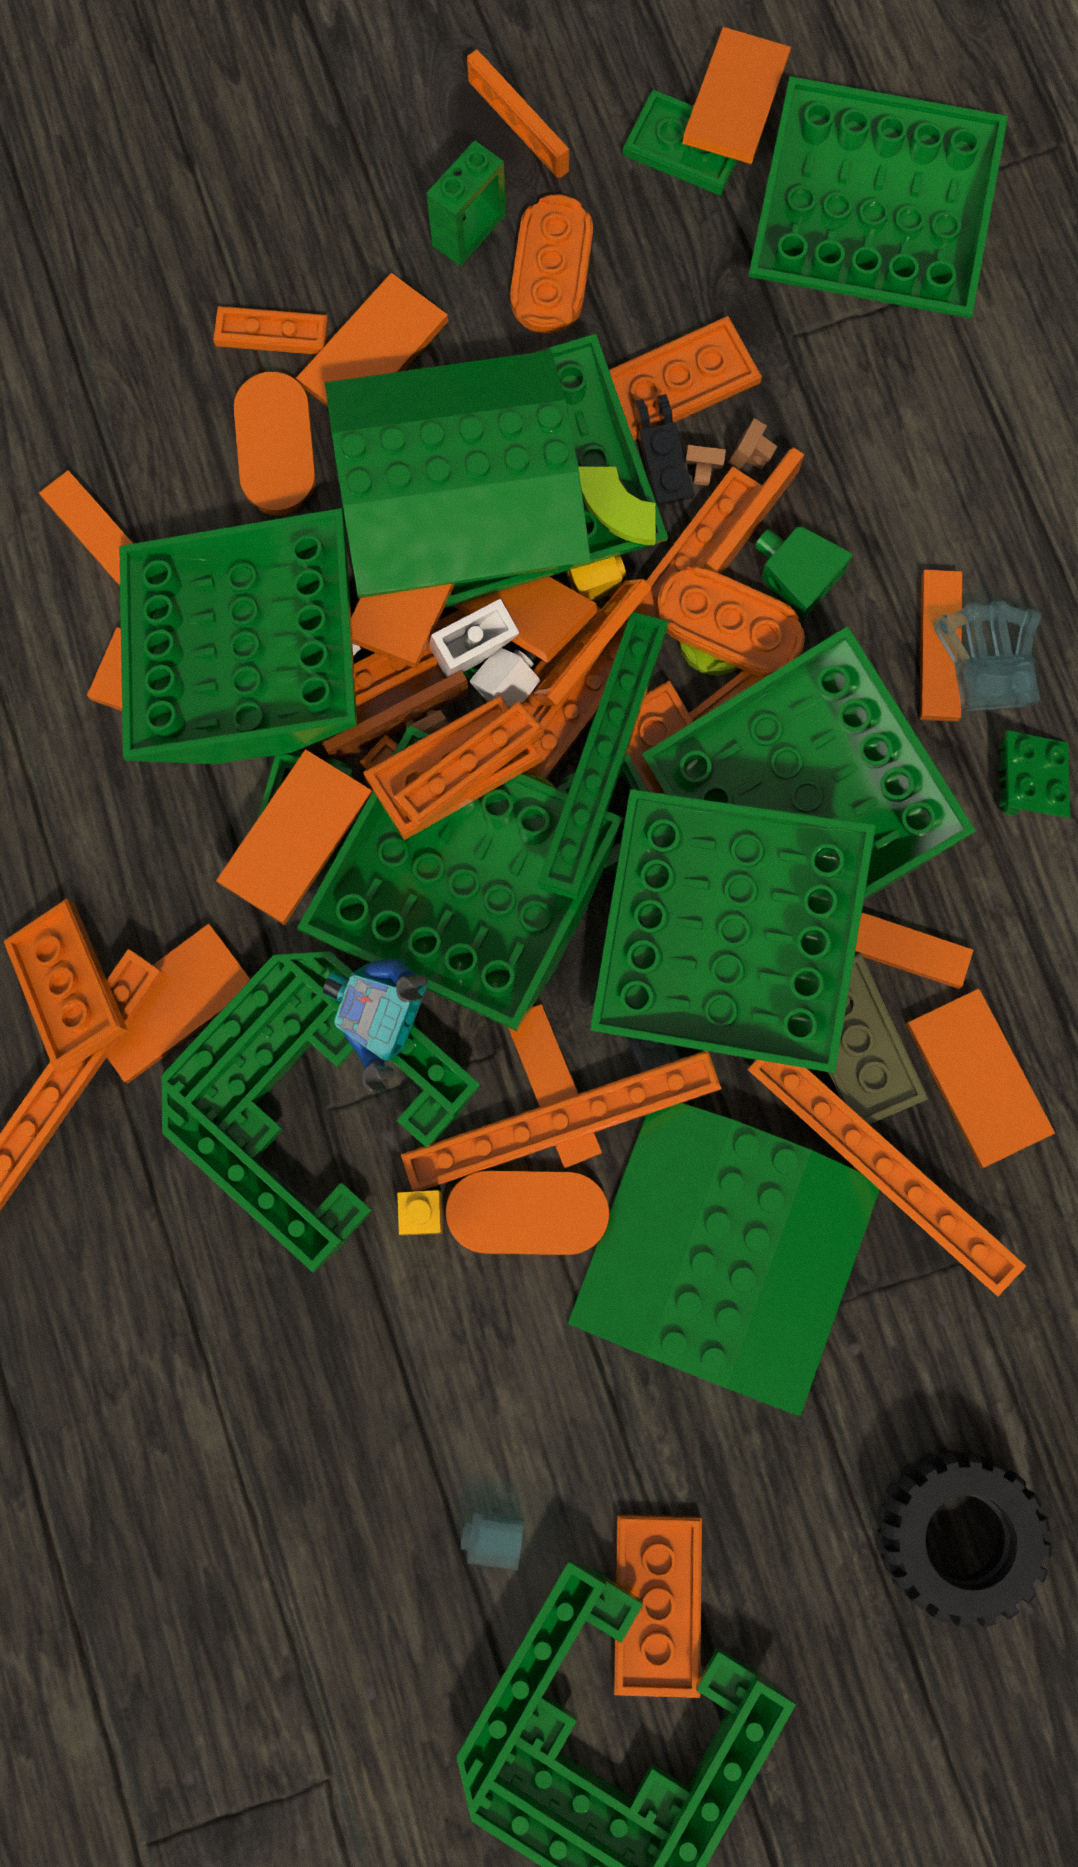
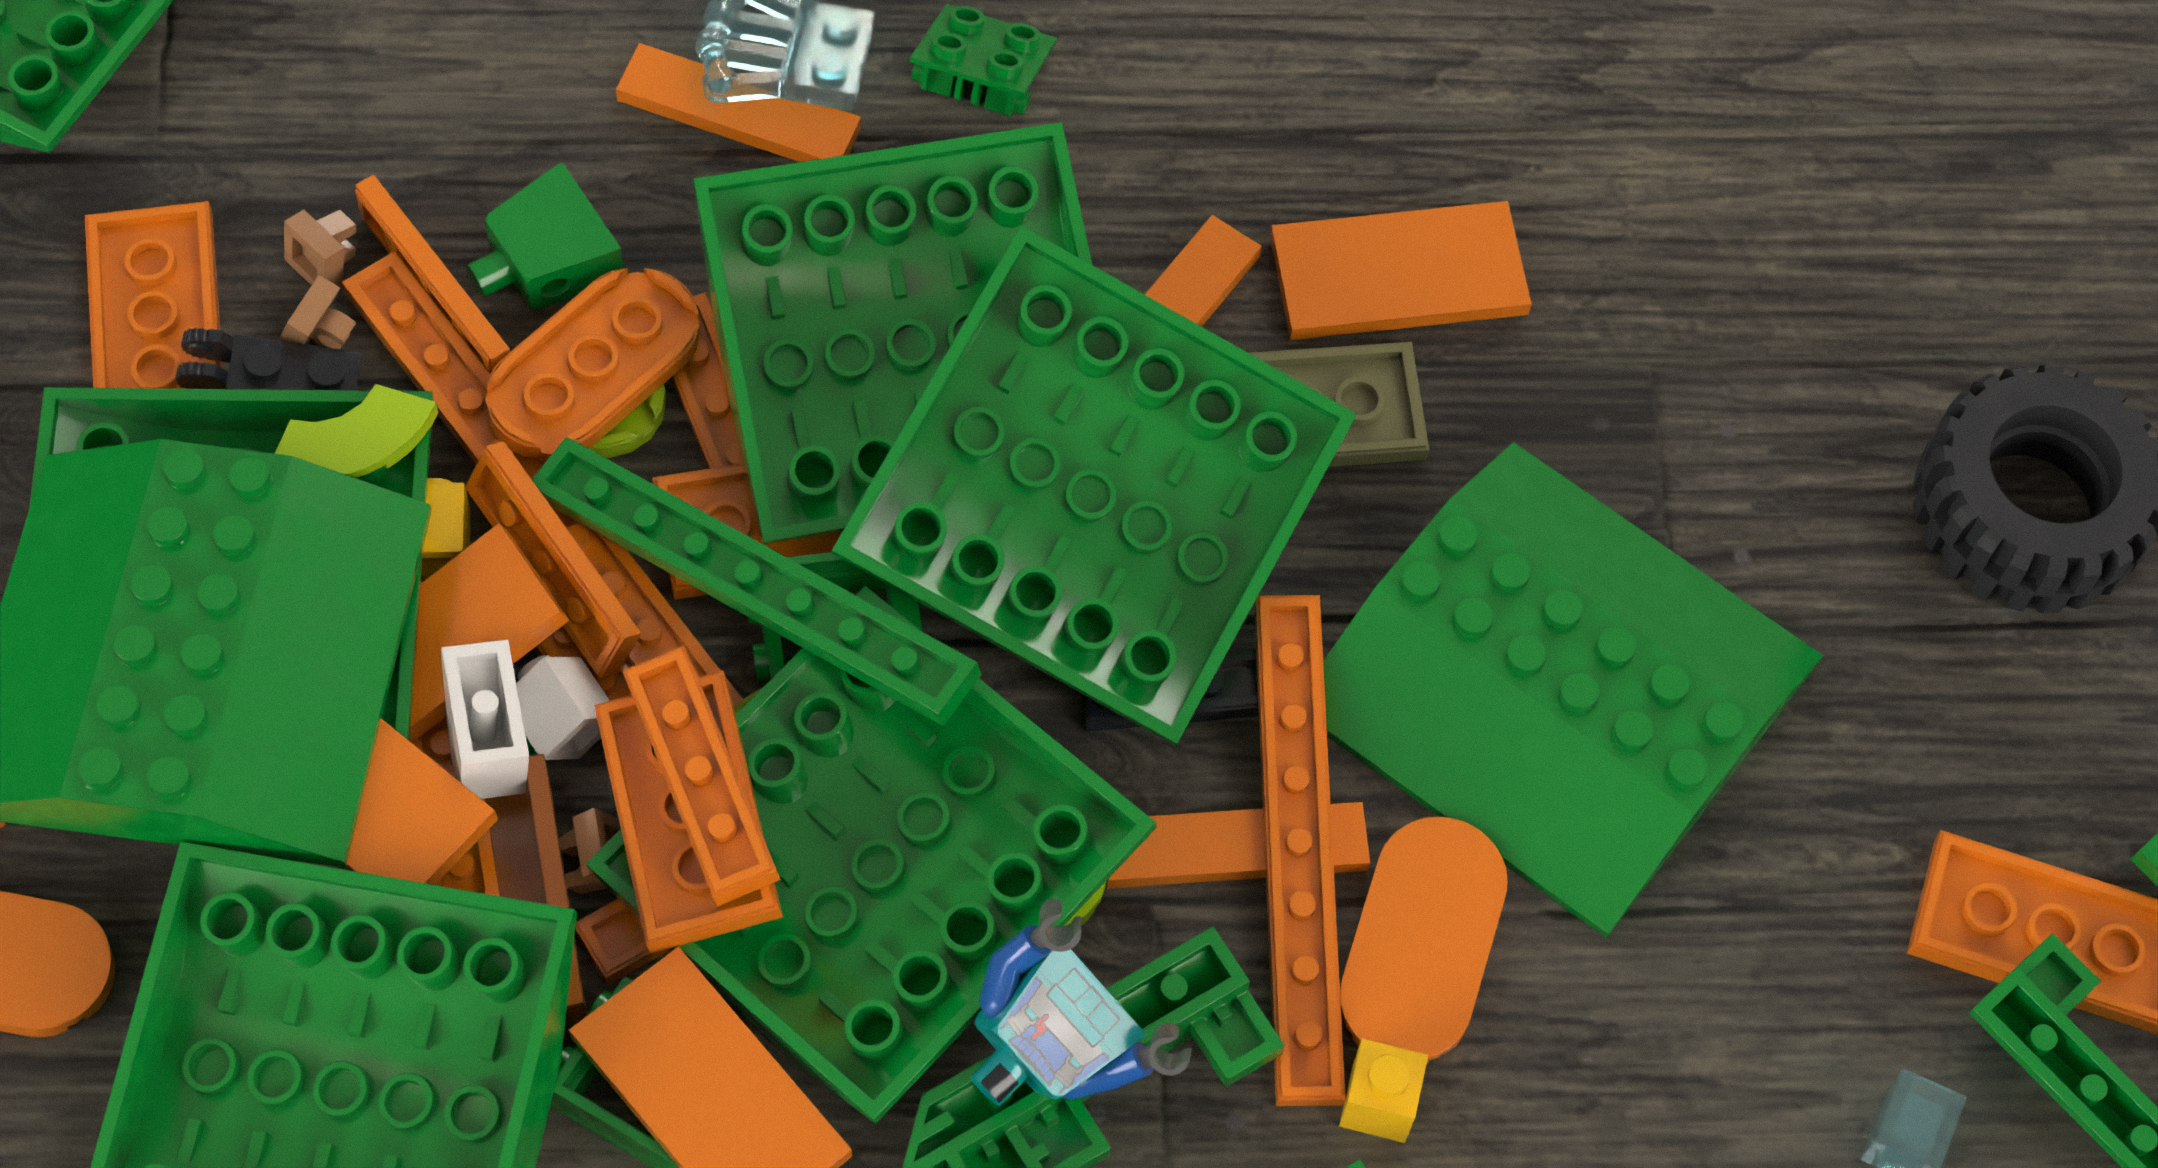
camera: 80 degrees left, 15 degrees down
(892, 1173) = (1503, 418): orange plate -> none

